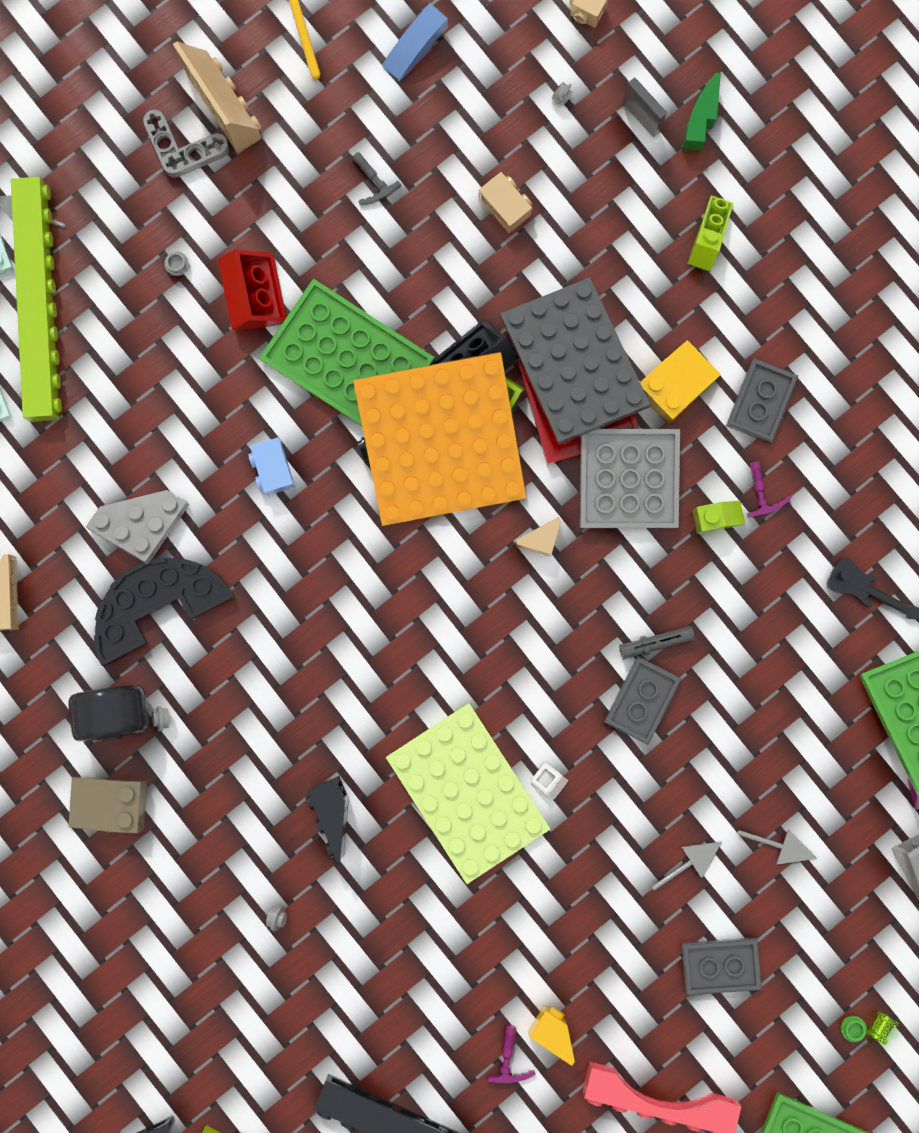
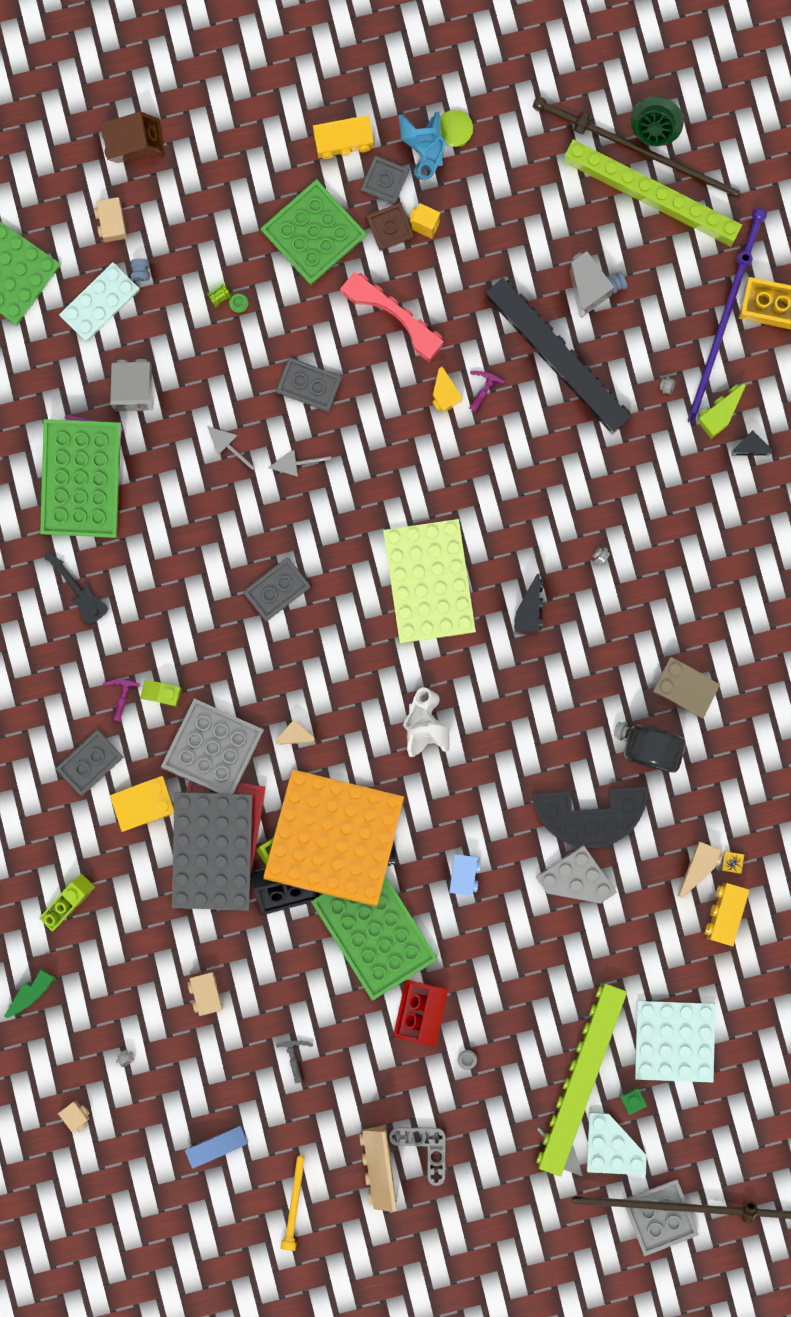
camera: 150 degrees left, 0 degrees up
(396, 616) = (422, 726): none -> white piece
(549, 781) = (368, 563): white slope -> none
(644, 107) = (72, 1016): dark grey tile -> none
(684, 635) = (271, 628): dark grey pin -> none

